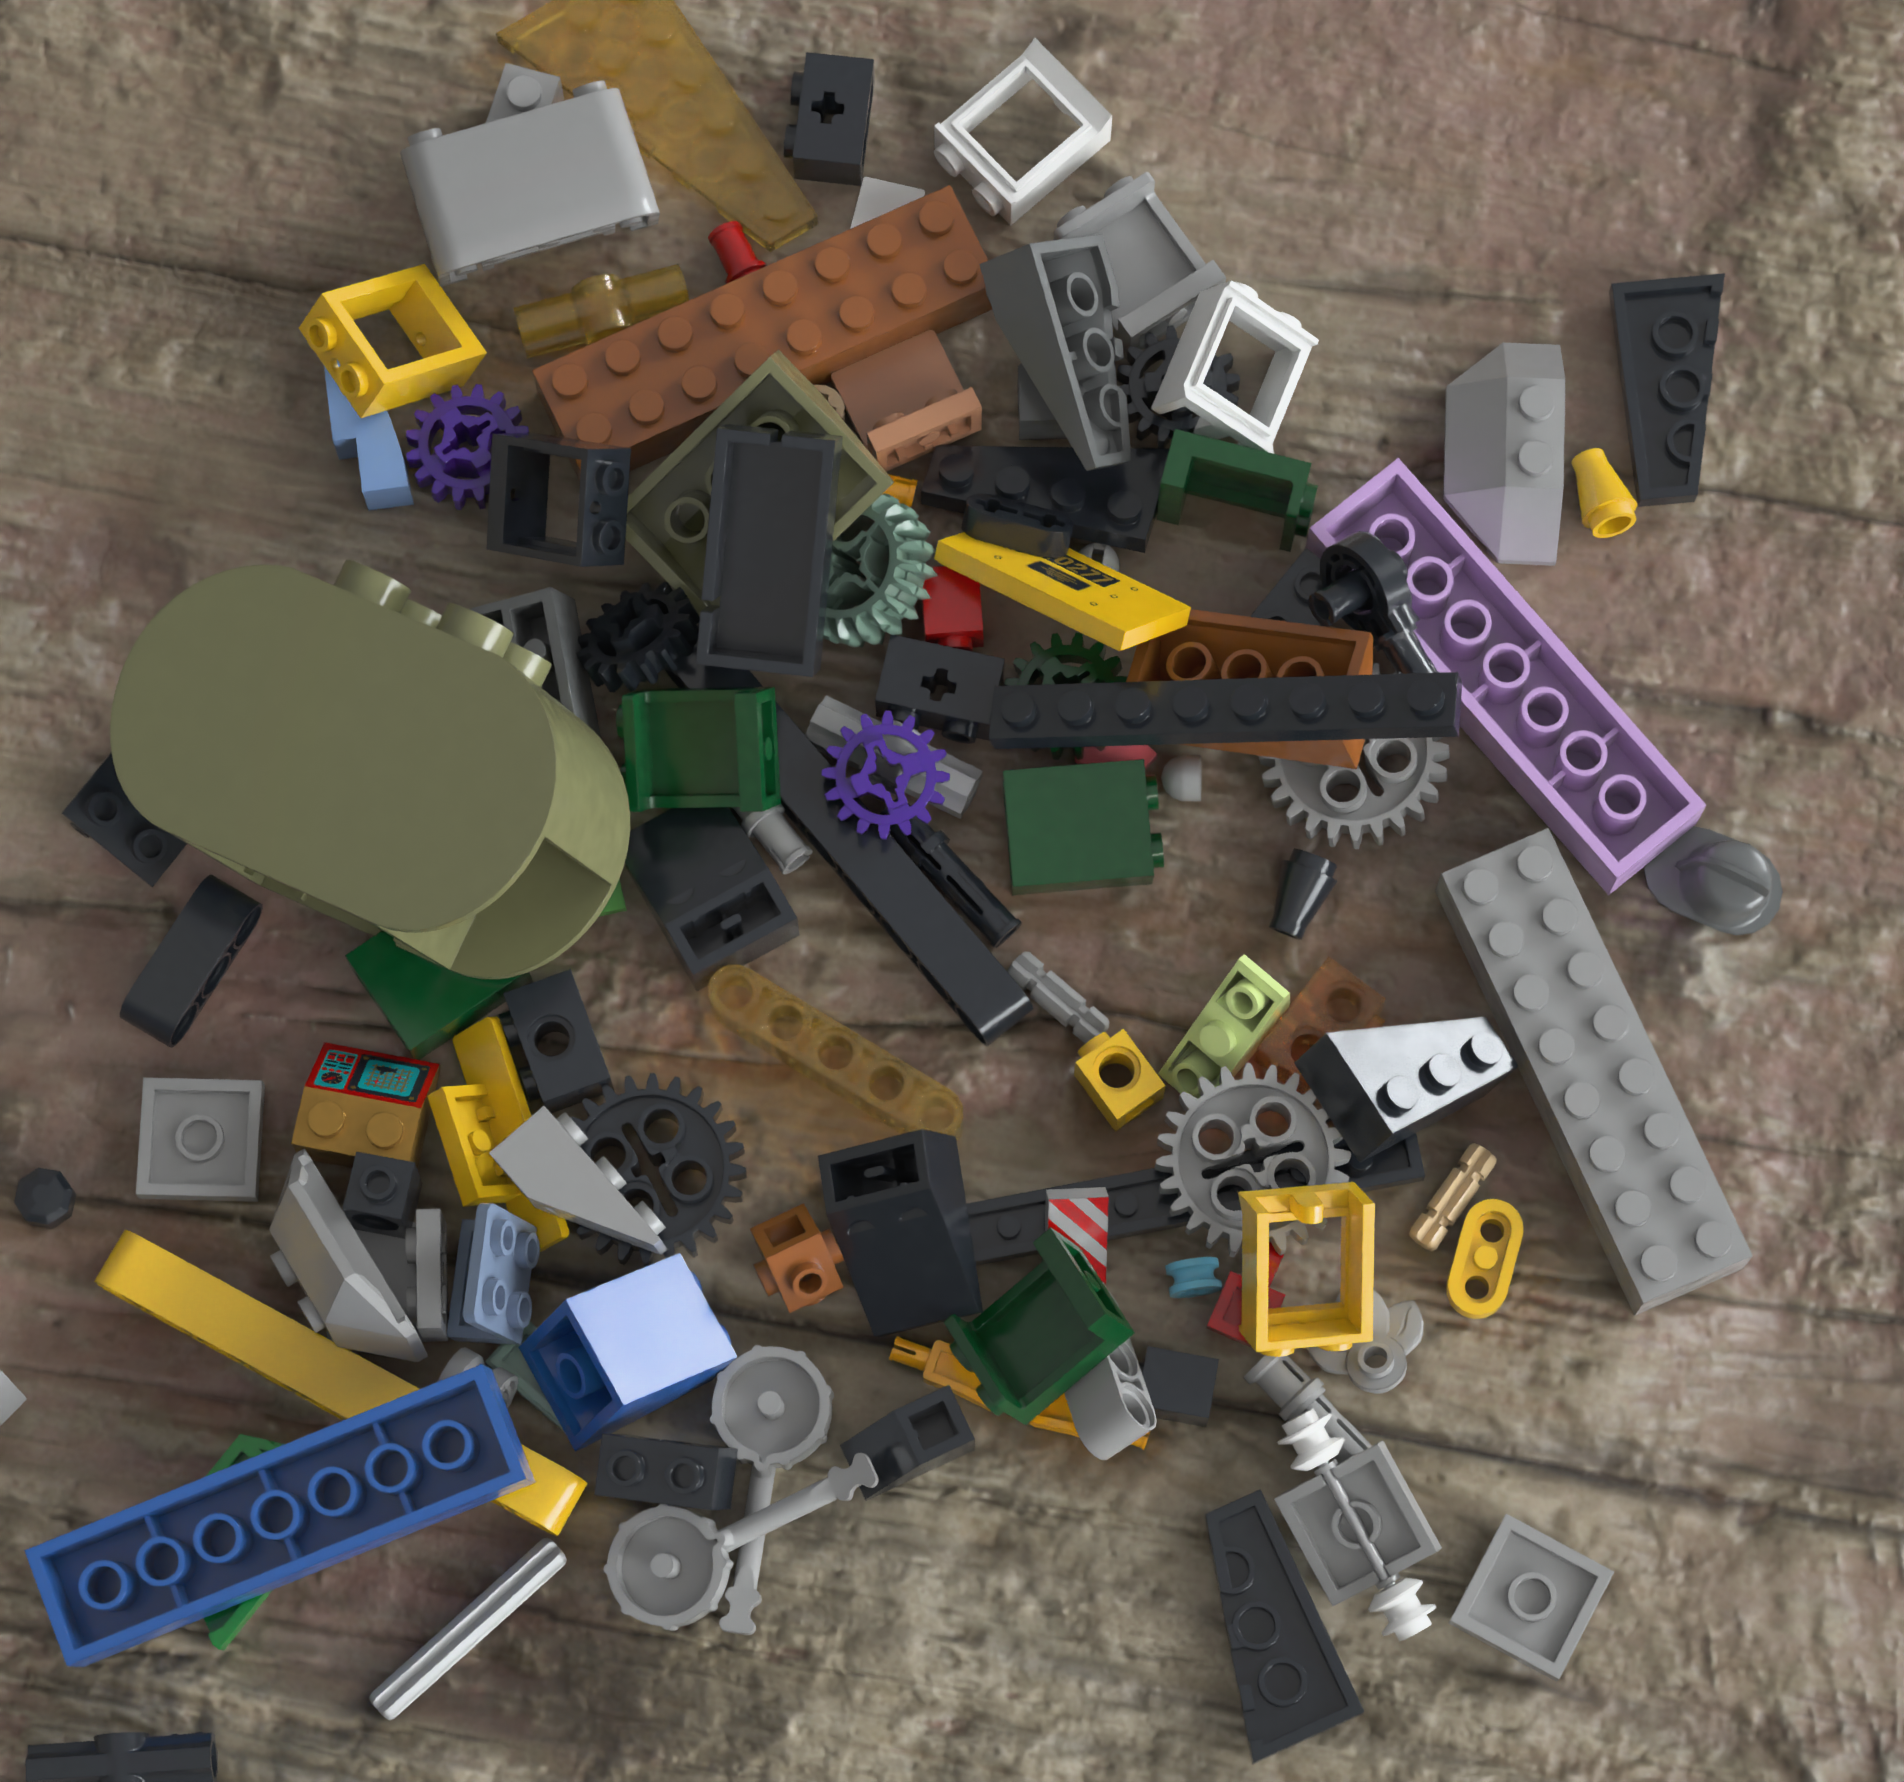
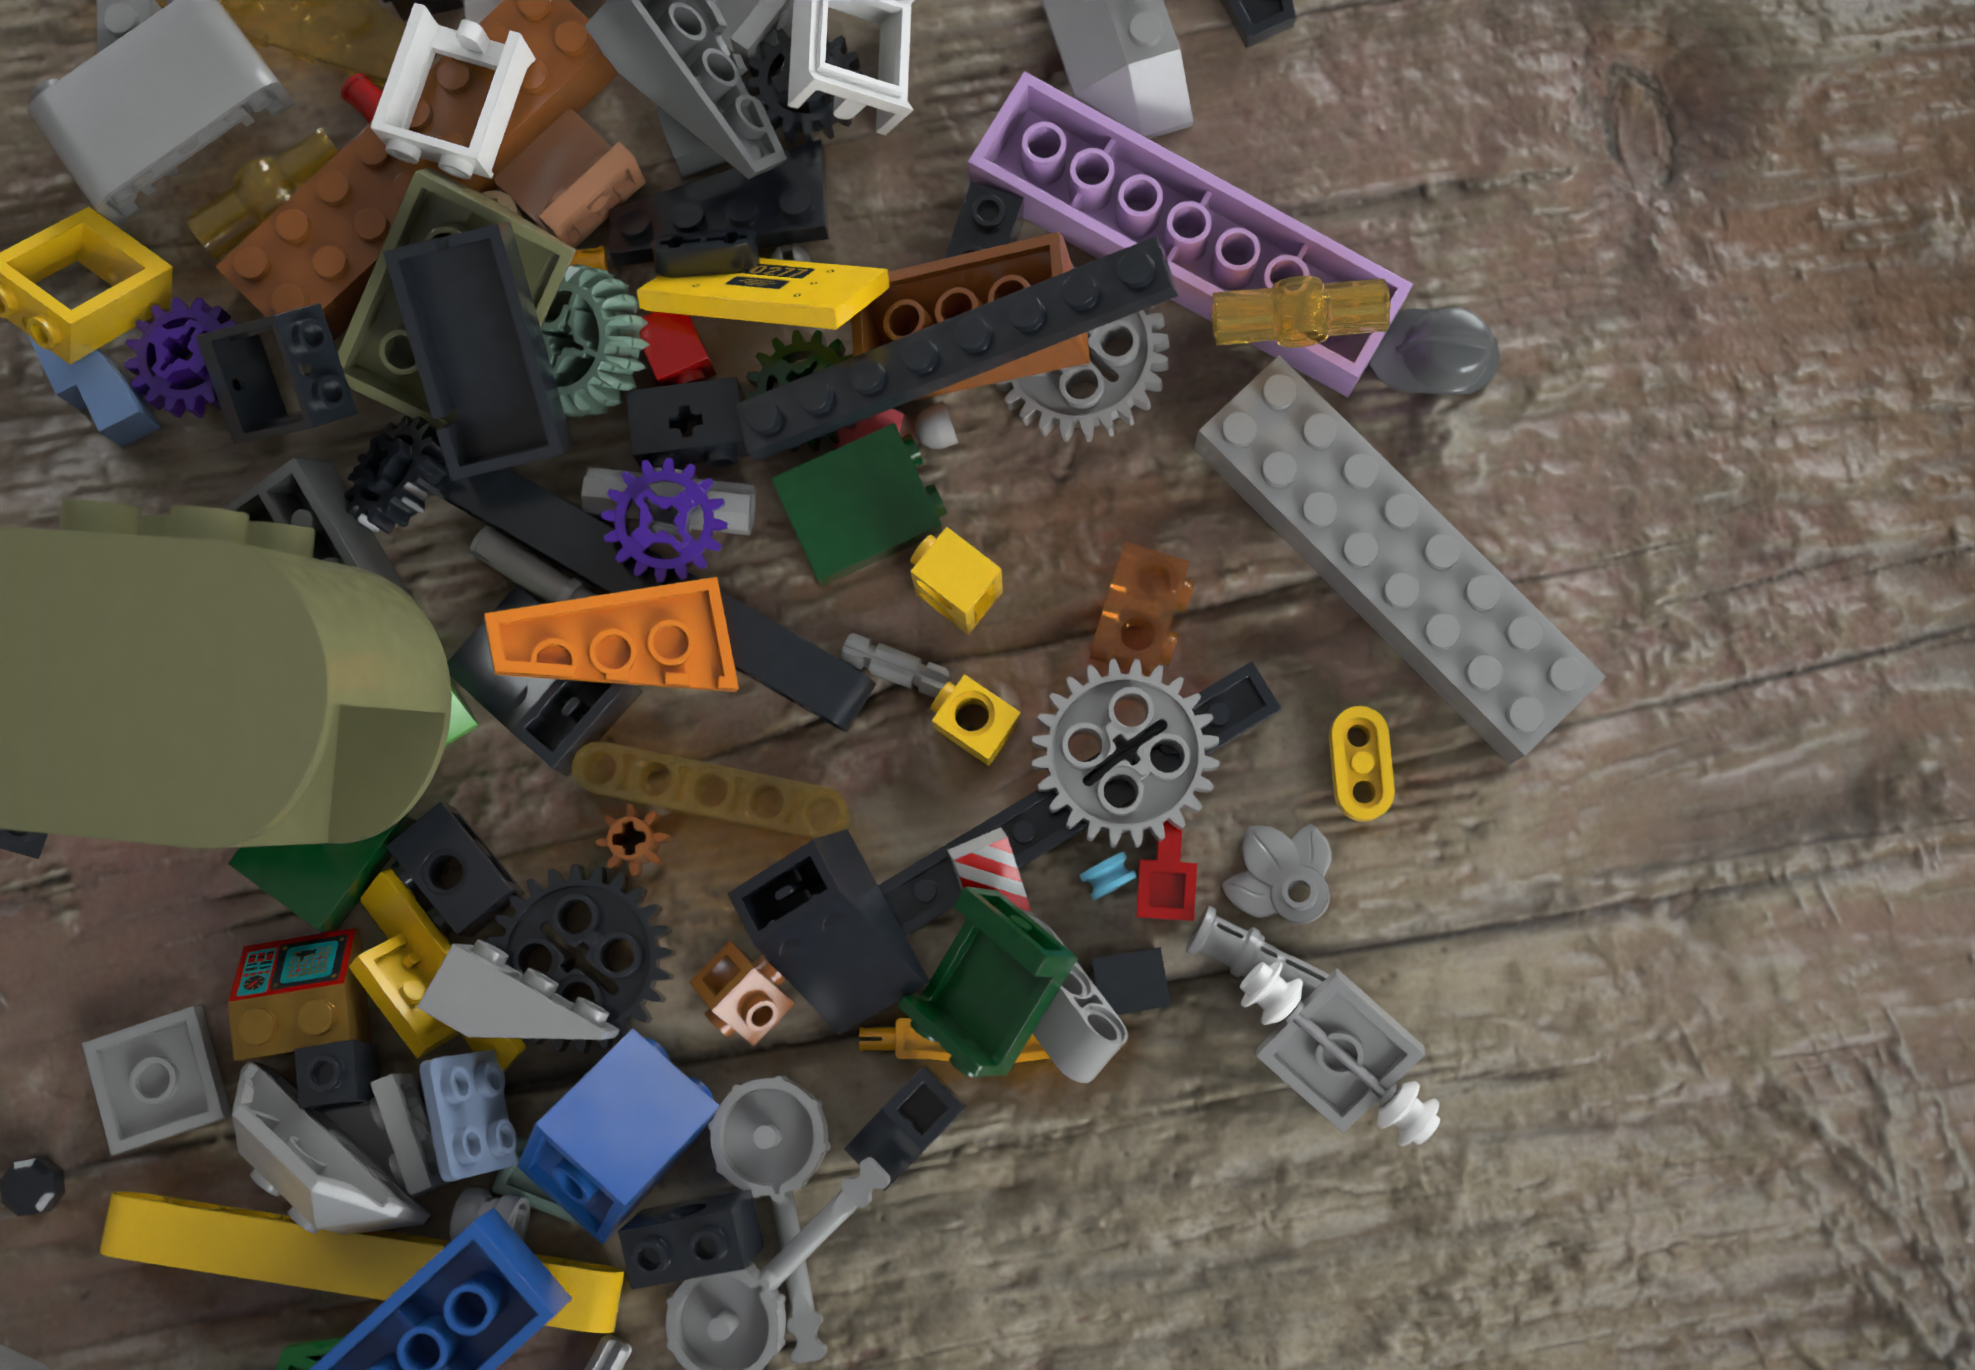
camera: 15 degrees left, 5 degrees up
(191, 961) = (91, 919): black beam -> none
(700, 748) = (486, 556): dark green panel -> none
(731, 1063) = (622, 829): none -> dark orange gear
(816, 876) = (630, 637): none -> orange wing
(859, 242) = (407, 79): none -> white window
(956, 880) = (766, 591): black pin -> none
(1148, 934) = (955, 579): none -> yellow brick
(1227, 1028) = (1057, 640): yellowish green slope -> none
(1237, 478) = (888, 141): dark green panel -> none
(1278, 1645) = (1310, 1190): black wing -> none
(1301, 892) = (1077, 491): black cone -> none
(1326, 1325) = (1238, 883): yellow window -> none
(1371, 599) = (1046, 201): black pin -> none
(1402, 1077) = (1232, 629): wedge -> none
(1452, 1197) = (1311, 717): tan axle -> none
(1531, 1597) = (1517, 1058): light grey plate -> none
(1580, 792) = (1300, 311): none -> clear yellow piece
(1603, 497) = (1214, 48): yellow cone -> none

